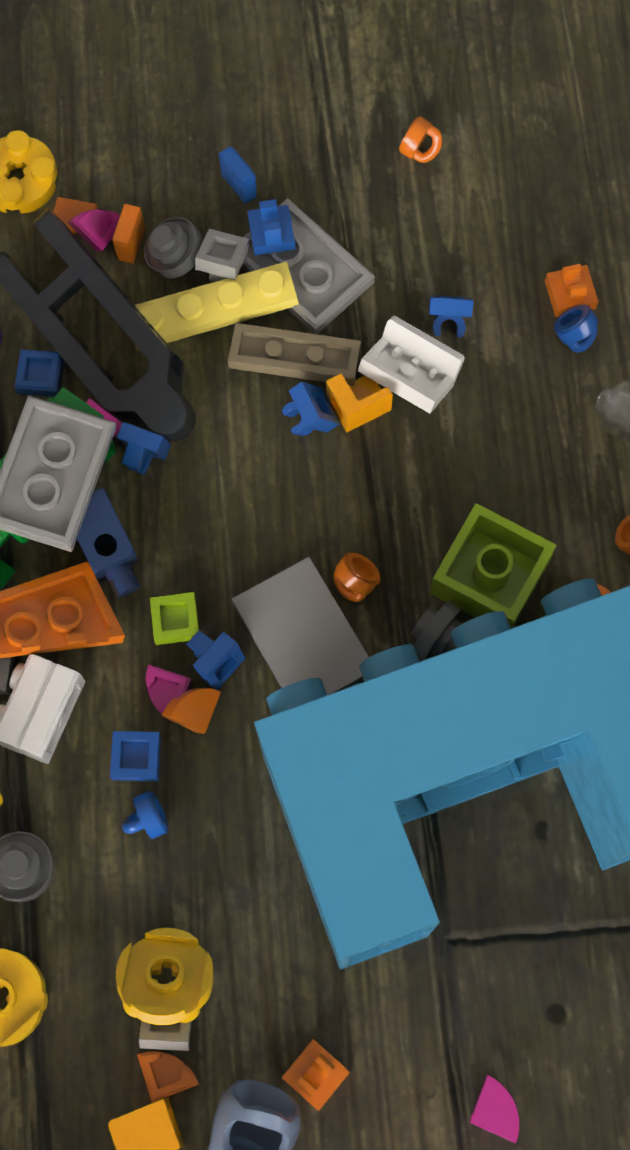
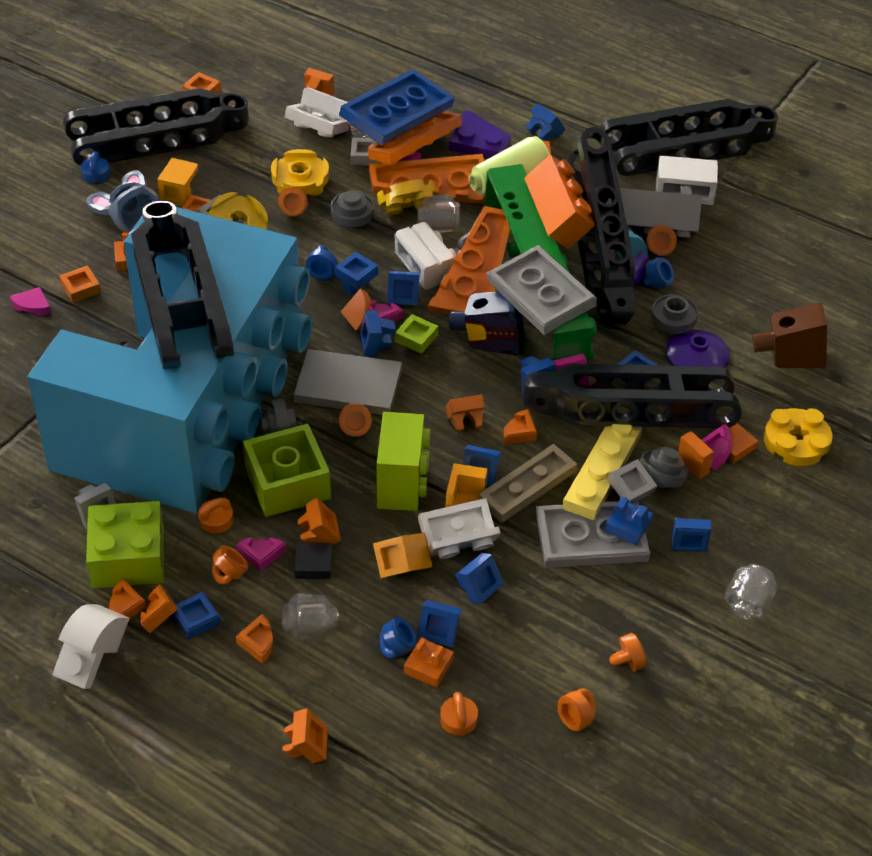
camera: 125 degrees right, 25 degrees down
(65, 950) = (293, 201): none -> orange tile
(115, 688) = (403, 288): none -> blue tile
(221, 422) = (520, 429): none -> orange tile
(247, 480) = (467, 406): none -> orange tile
(264, 88) = (751, 591): none -> clear head
(389, 462) = (402, 461): none -> lime brick
(398, 867) = (166, 233): none -> black piece
(416, 1085) = (80, 284): none -> orange tile
(484, 393) = (402, 554): none -> light orange panel
(515, 140) = (577, 709): none -> orange tile
(515, 493) = (320, 523): none -> orange tile
(532, 305) = (439, 623): none -> blue tile
(557, 473) = (313, 560): none -> black tile
(589, 531) = (261, 551): none -> dark pink tile
(601, 227) = (459, 715): none -> orange tile

